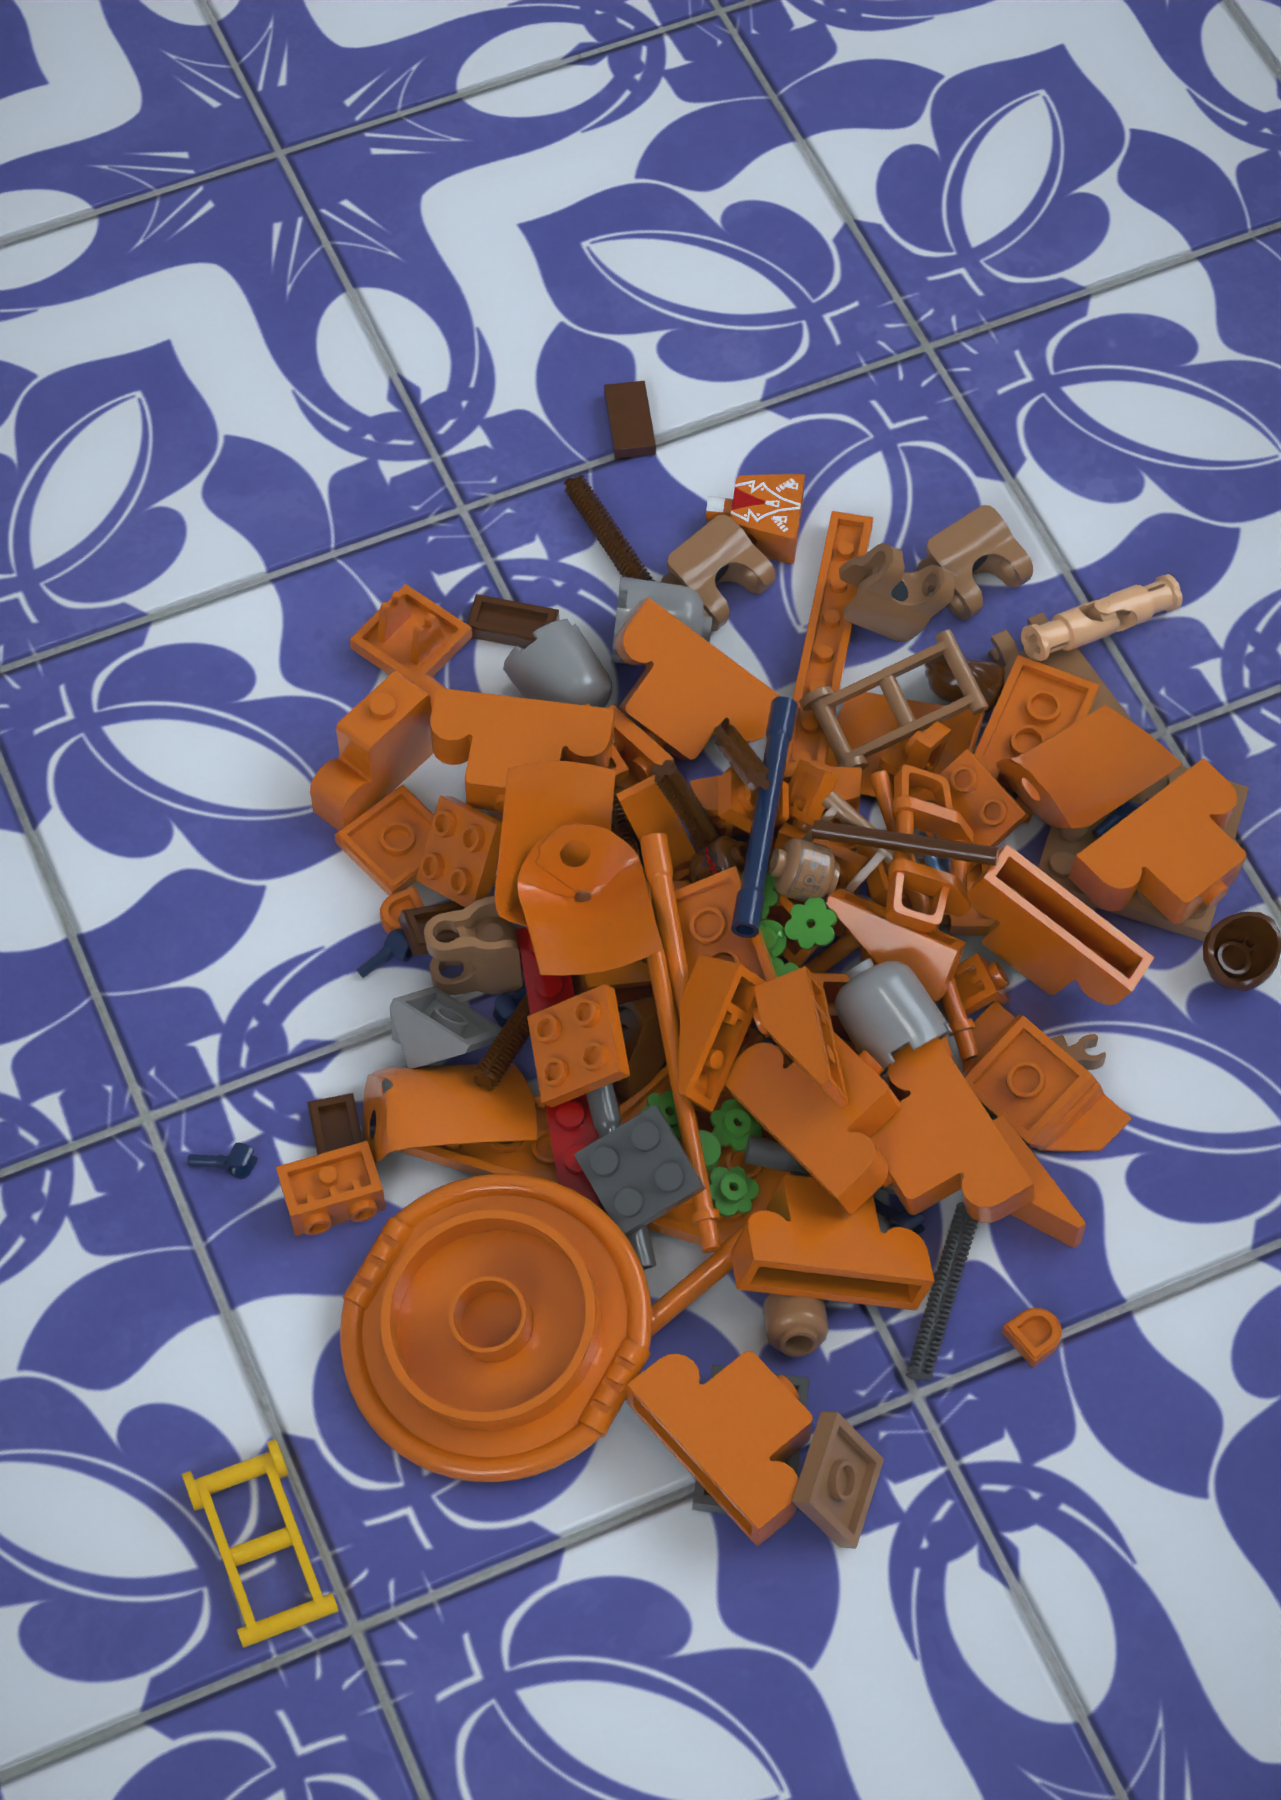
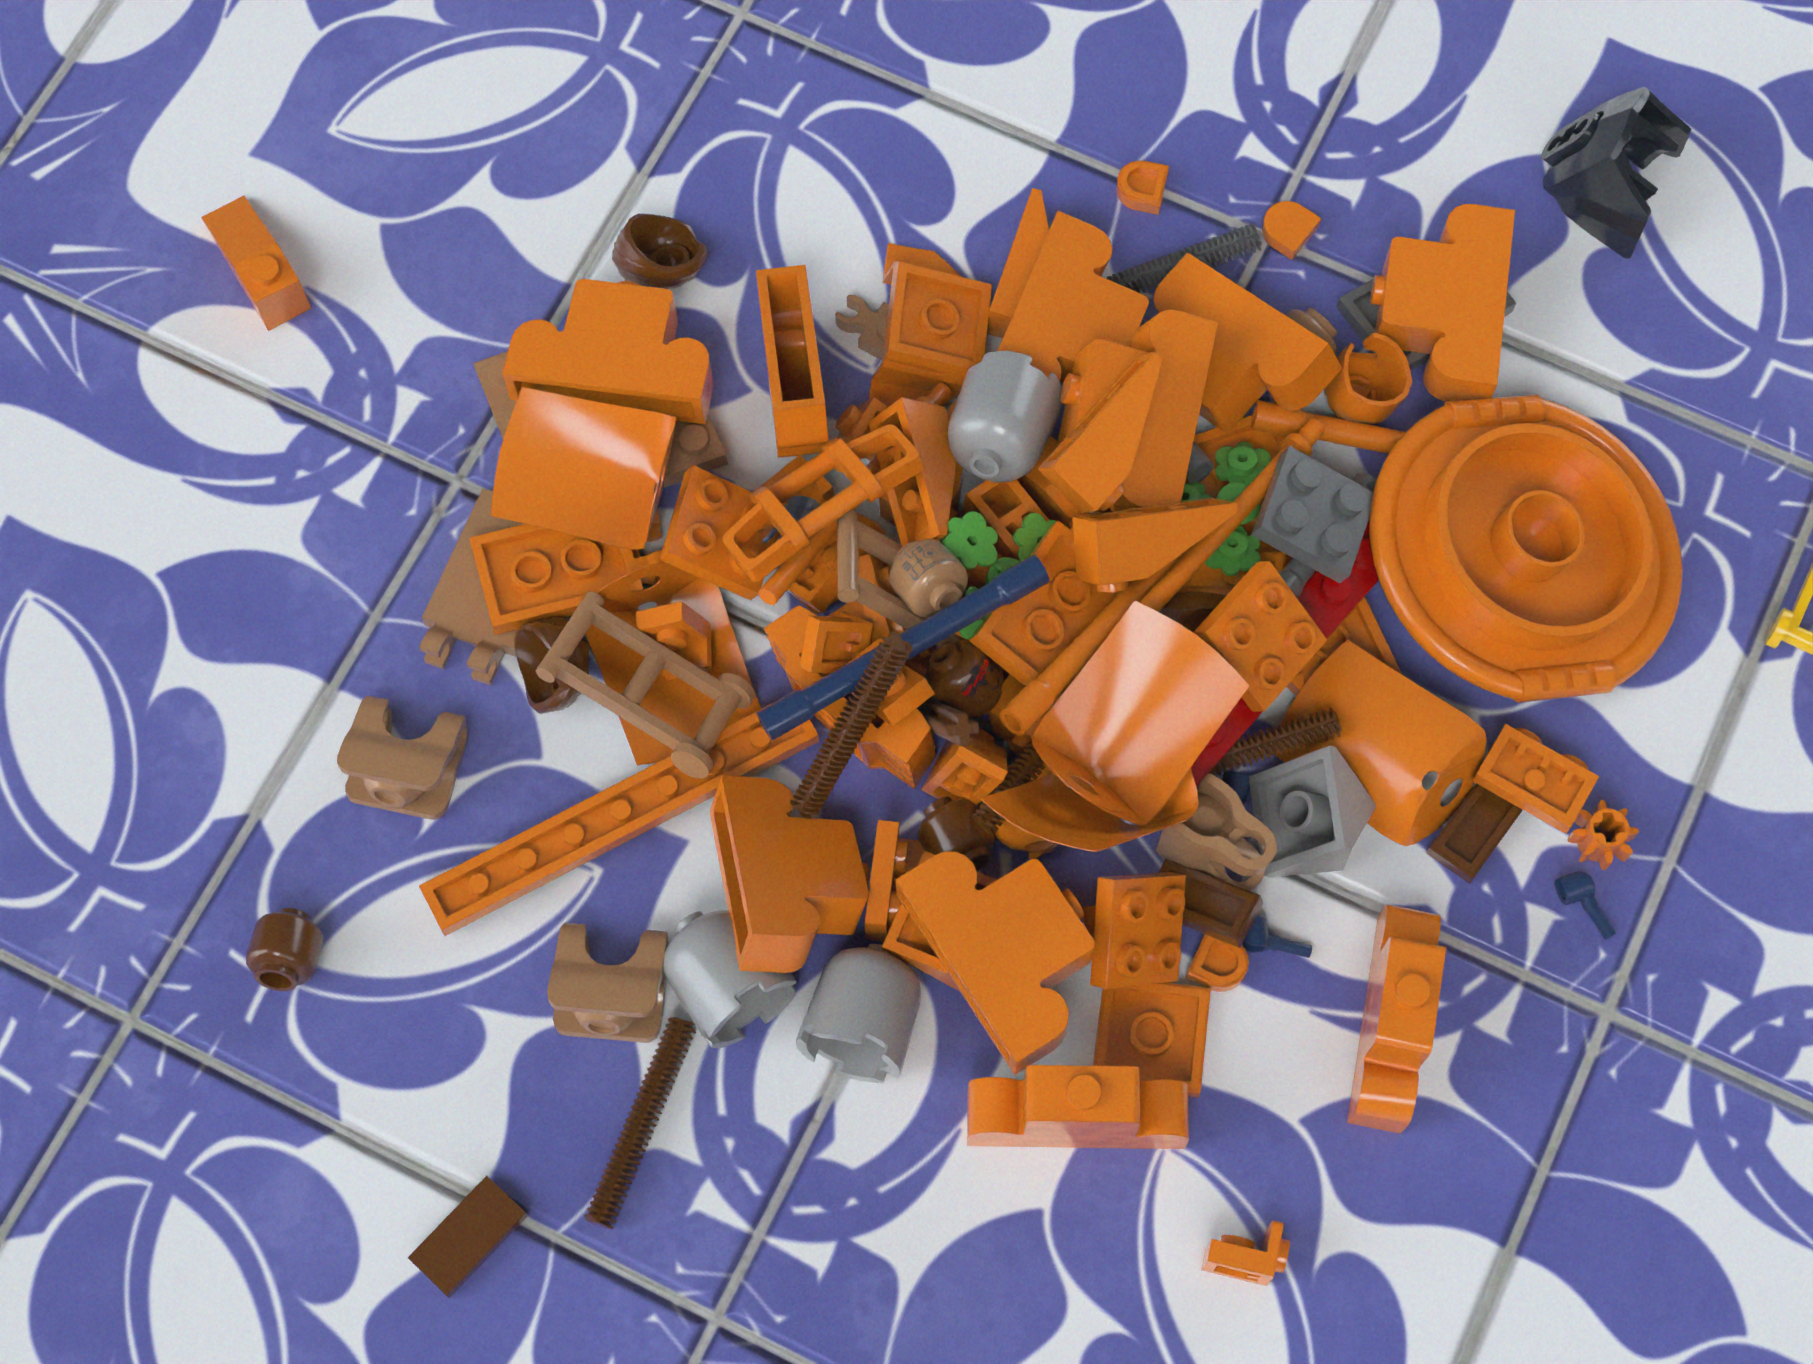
camera: 130 degrees left, 10 degrees up
(212, 775) = (1238, 1259): none -> orange bracket
(254, 1201) = (1612, 825): none -> orange gear
(270, 968) = (1397, 1018): none -> orange brick
(410, 635) = (925, 1216): orange plate -> none
(508, 620) = (819, 1140): reddish brown tile -> none
(719, 1324) = (1370, 383): none -> orange helmet
(766, 510) = (496, 994): orange torso -> none
(772, 1690) = (1592, 167): none -> black piece
(838, 1479) = (1409, 207): medium nougat tile -> none
(891, 599) = (506, 782): medium nougat piece -> none
(896, 430) = (284, 949): none -> reddish brown head
(905, 842) = (844, 492): reddish brown bar -> none
(906, 1407) = (1289, 227): none -> orange tile
(1101, 617) = (355, 584): light nougat piece -> none

